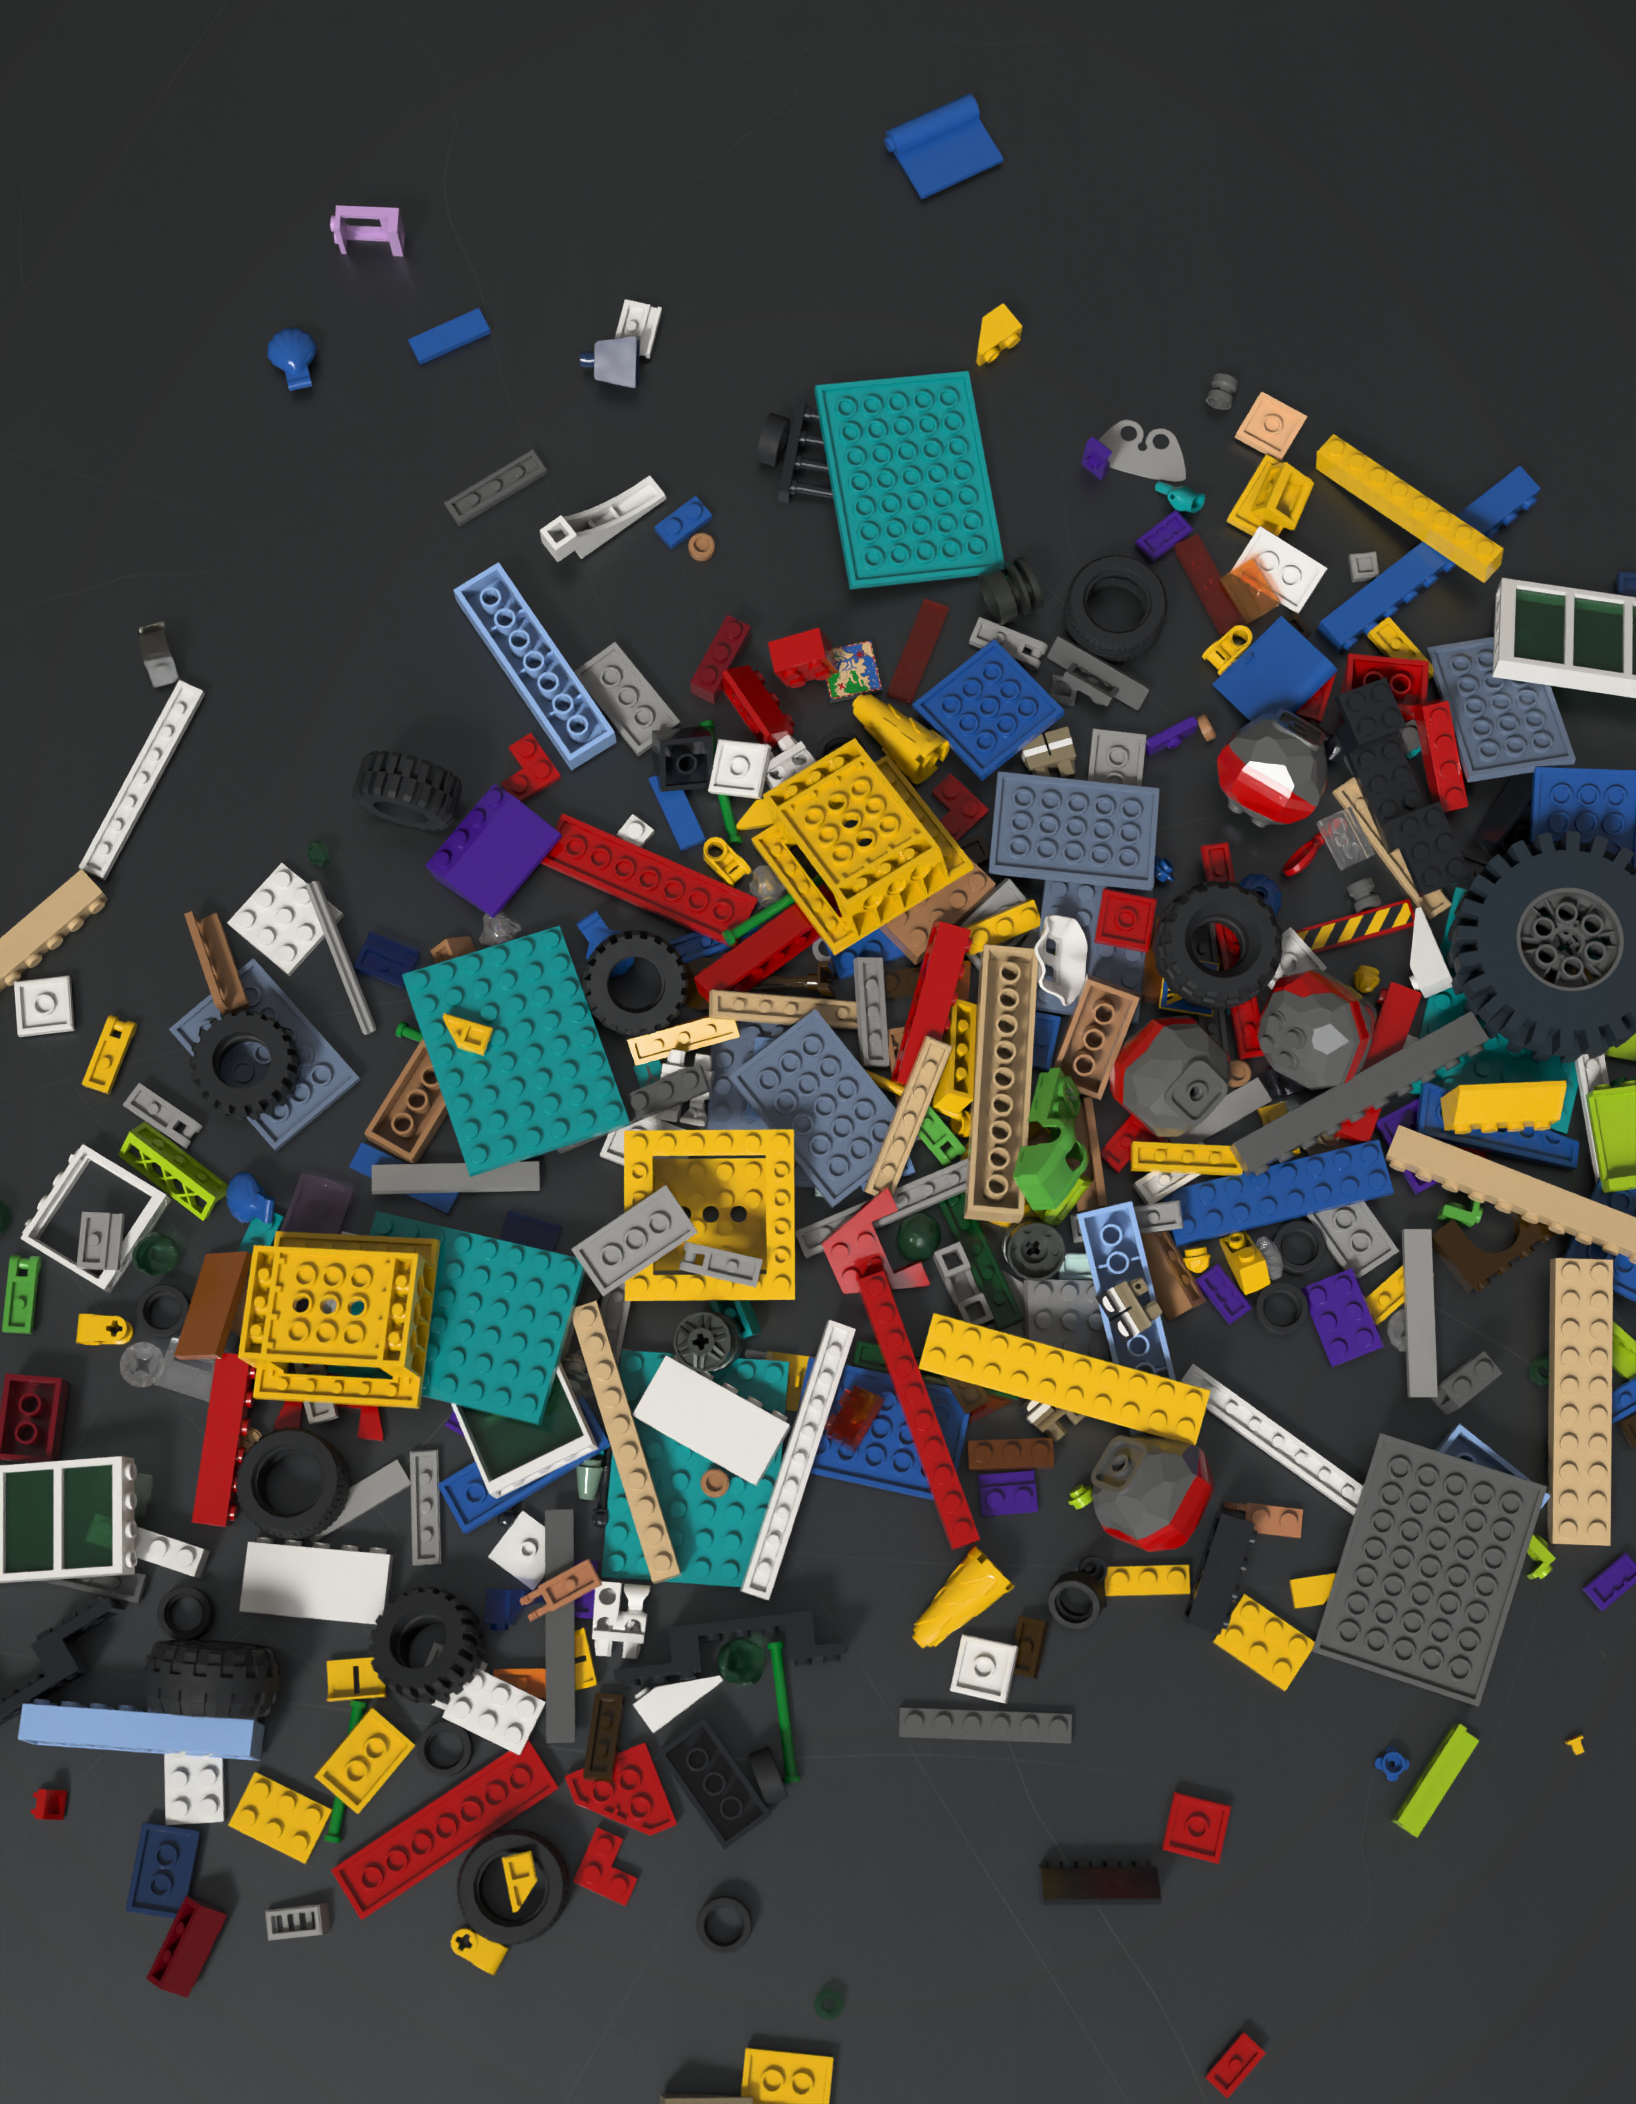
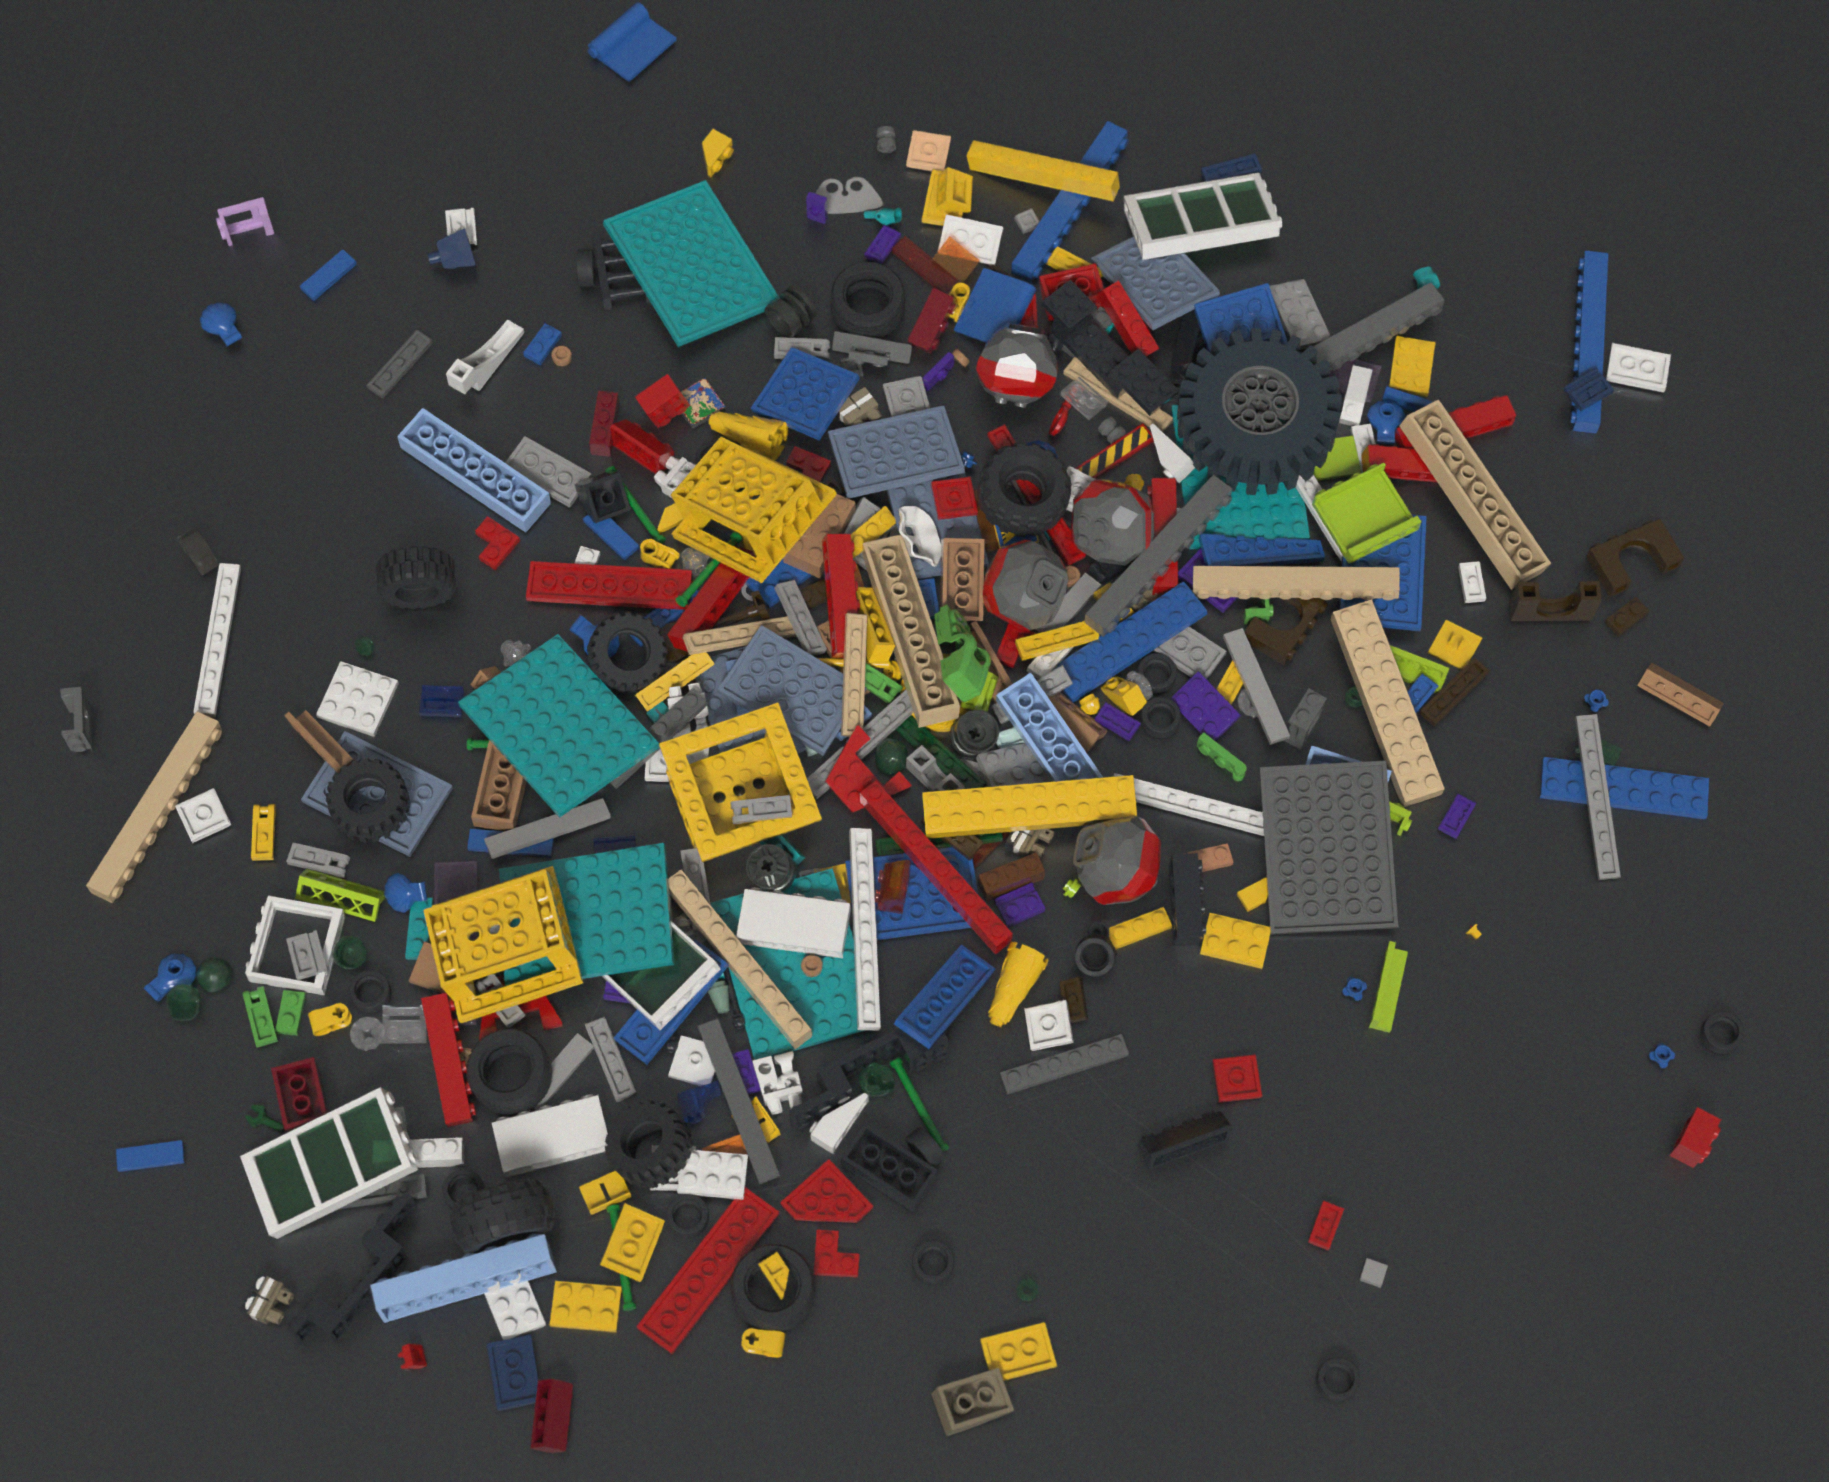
camera: 20 degrees left, 10 degrees down
(60, 1302) = (290, 1012): none -> bright green plate
(213, 1306) = (406, 971): dark orange tile -> none
(321, 1921) = (645, 1370): light grey slope -> none
(341, 957) = (408, 709): light grey axle -> none
(468, 1034) = (521, 722): yellow tile -> none
(493, 851) = (491, 601): dark purple slope -> none
(564, 1589) = (731, 1072): nougat hinge -> none
(604, 1737) = (798, 1165): dark brown plate -> none
(634, 1240) = (694, 813): light grey plate -> none
(739, 769) = (646, 489): white plate -> none
(864, 1589) = (944, 996): none -> blue plate
(917, 651) = (740, 375): clear red tile -> none
(1135, 1319) = (1049, 737): hips -> none
(1188, 666) = (932, 321): none -> dark red brick
(1339, 1392) = (1221, 757): none -> bright green plate
(1503, 1106) = (1259, 529): yellow slope -> none

